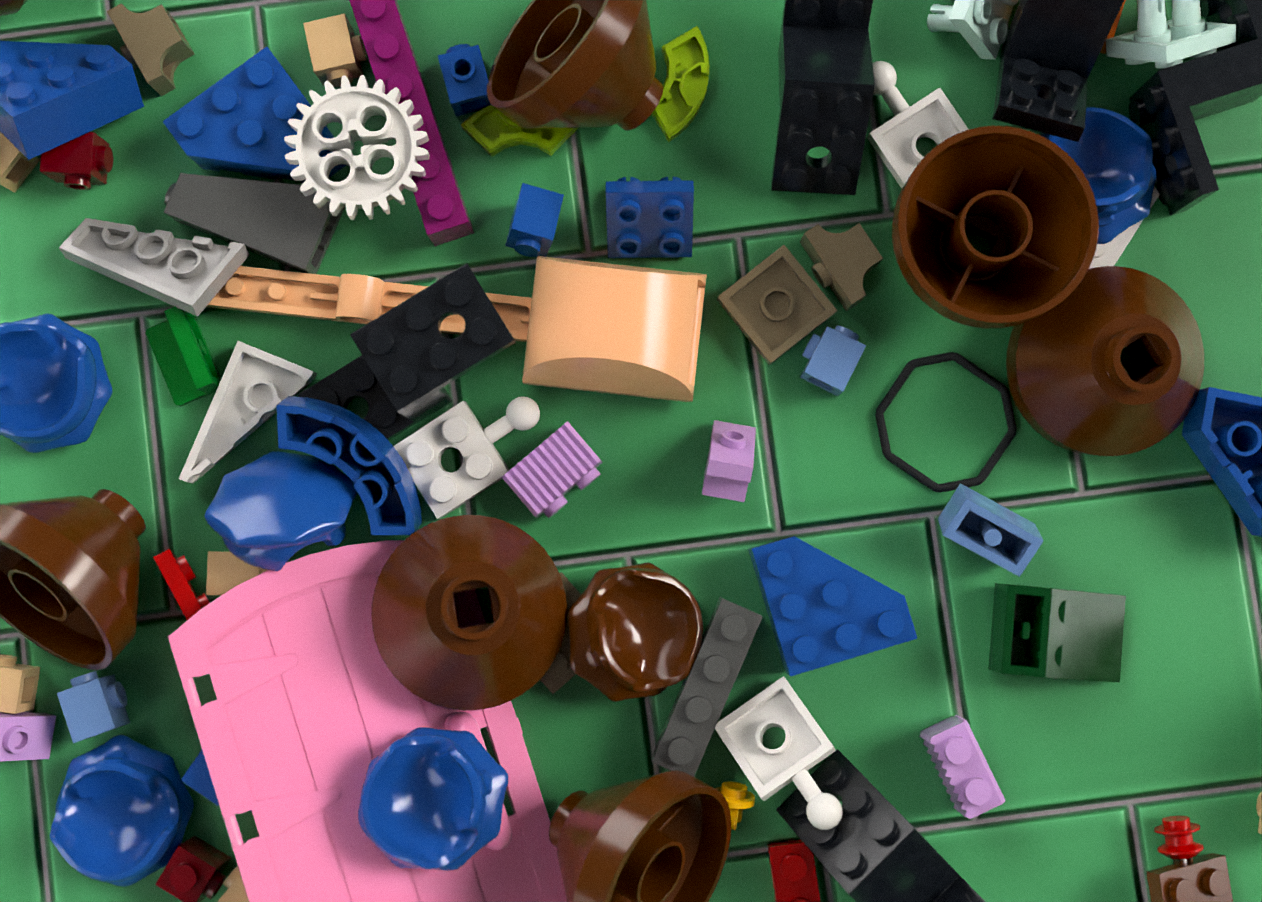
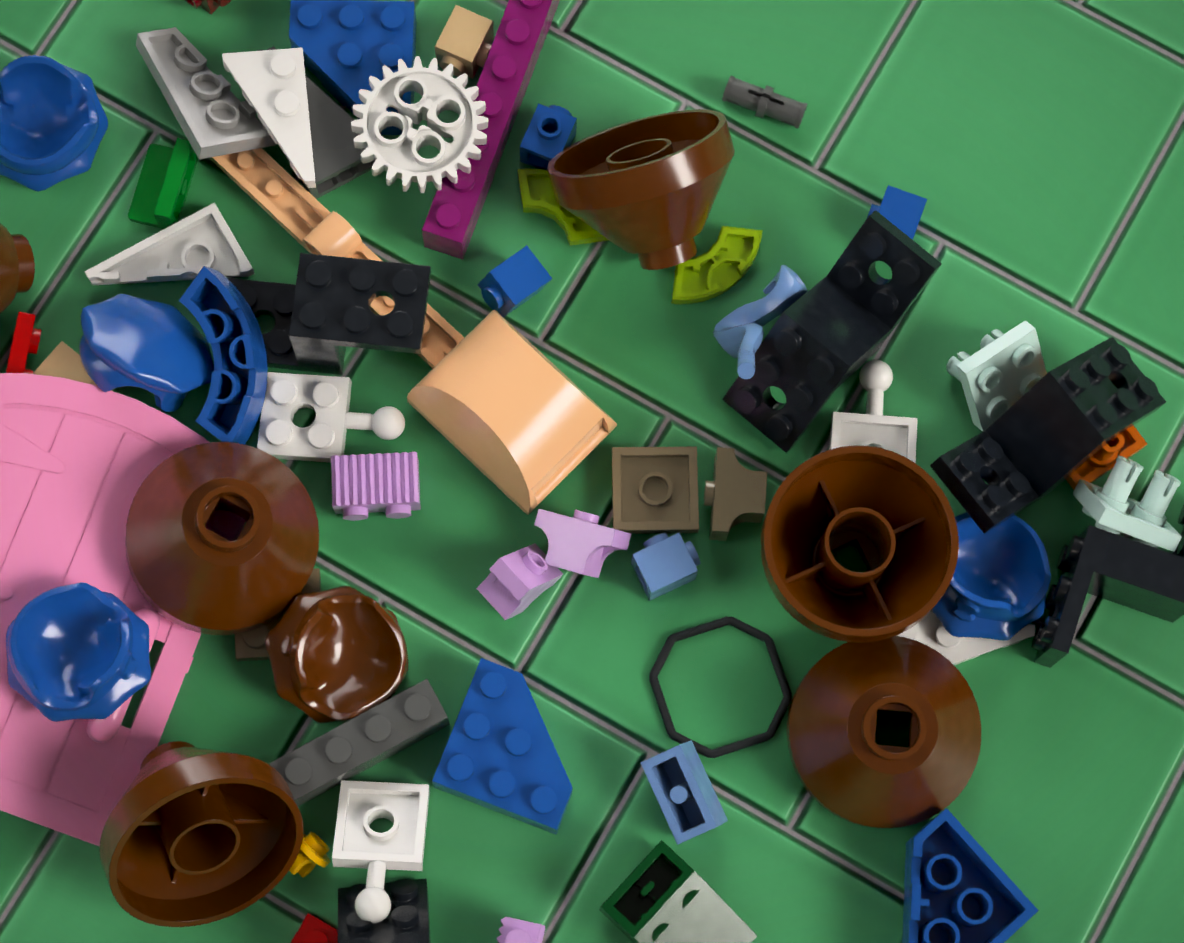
camera: 25 degrees right, 10 degrees down
(215, 209) = (277, 90): none -> white wing
(649, 218) = (604, 346): blue plate -> none
(743, 120) = (742, 329): none -> medium blue animal
(751, 393) = (579, 541): none -> lavender brick

